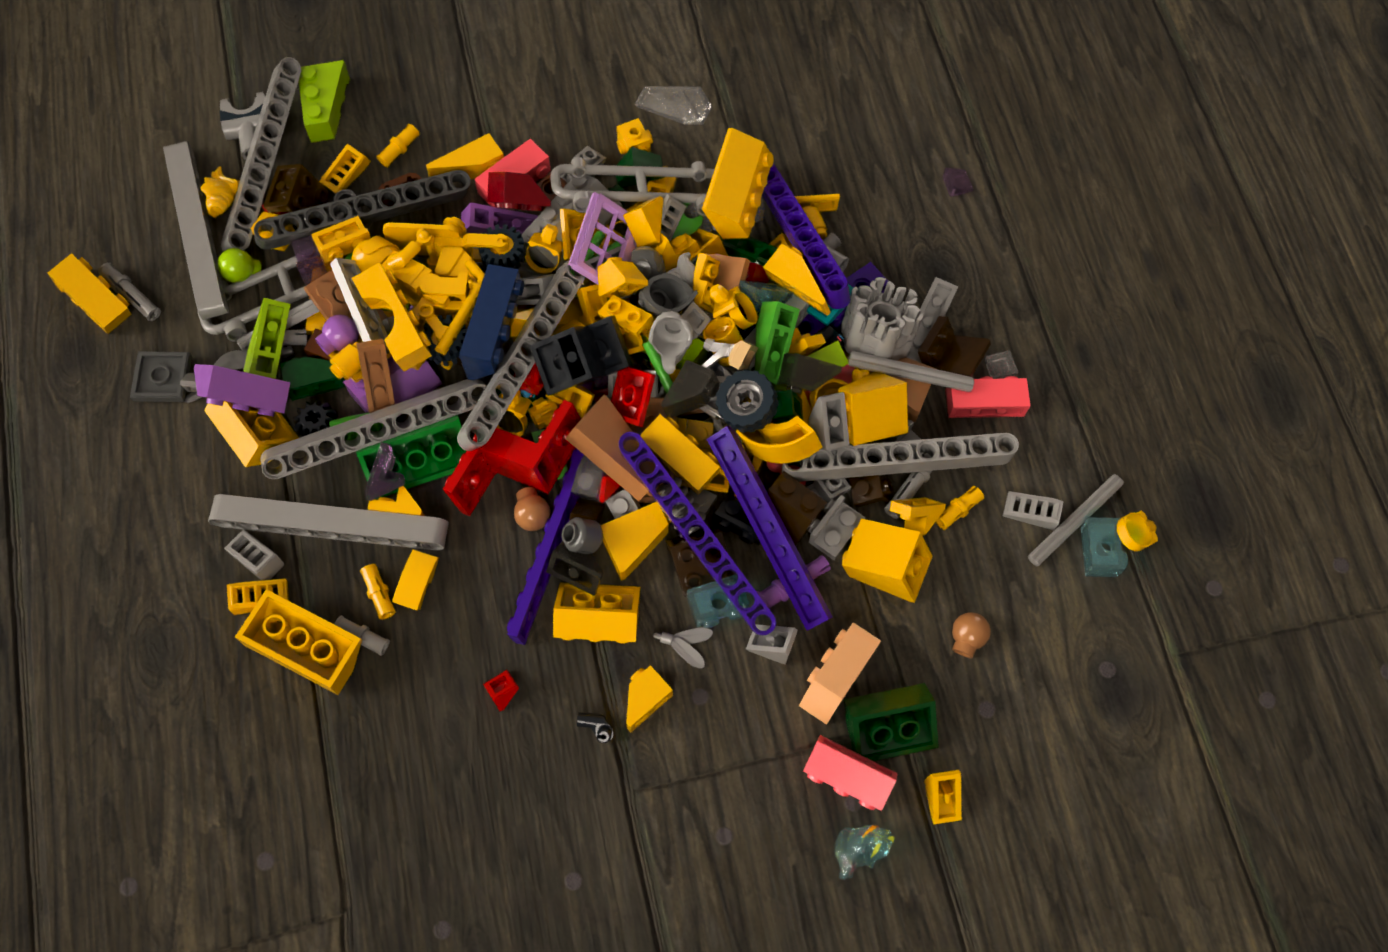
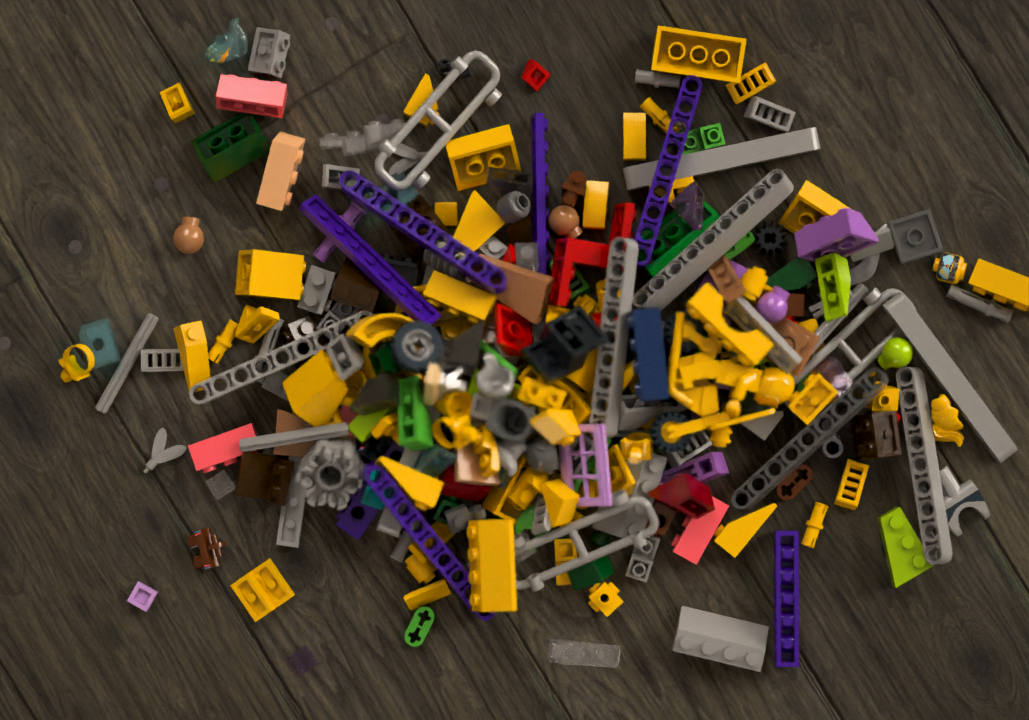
camera: 165 degrees right, 20 degrees up
(140, 332) = (950, 268): none -> head
(343, 553) = (704, 139): none -> bright green slope
(390, 531) = (669, 161): none -> dark purple beam
(454, 88) = (786, 598): none -> dark purple brick
(489, 518) = (595, 205): none -> yellow slope
(508, 536) = (573, 188): none -> reddish brown hips
(535, 76) = (720, 638): none -> light grey slope
(564, 681) = (488, 94): none -> light grey bar
(661, 566) = (447, 213): none -> yellow slope
(716, 674) = (356, 144): none -> clear slope
(755, 246) = (458, 517): none -> dark grey plate
(812, 822) = (269, 52): none -> light grey bracket
(826, 173) = (415, 623): none -> bright green beam
(983, 255) = (262, 590): none -> yellow slope
(998, 503) = (193, 352): none -> yellow slope
(1031, 306) = (208, 546): none -> reddish brown hips
(1059, 414) = (160, 455): none -> light grey piece
(1113, 284) = (142, 596): none -> lavender plate

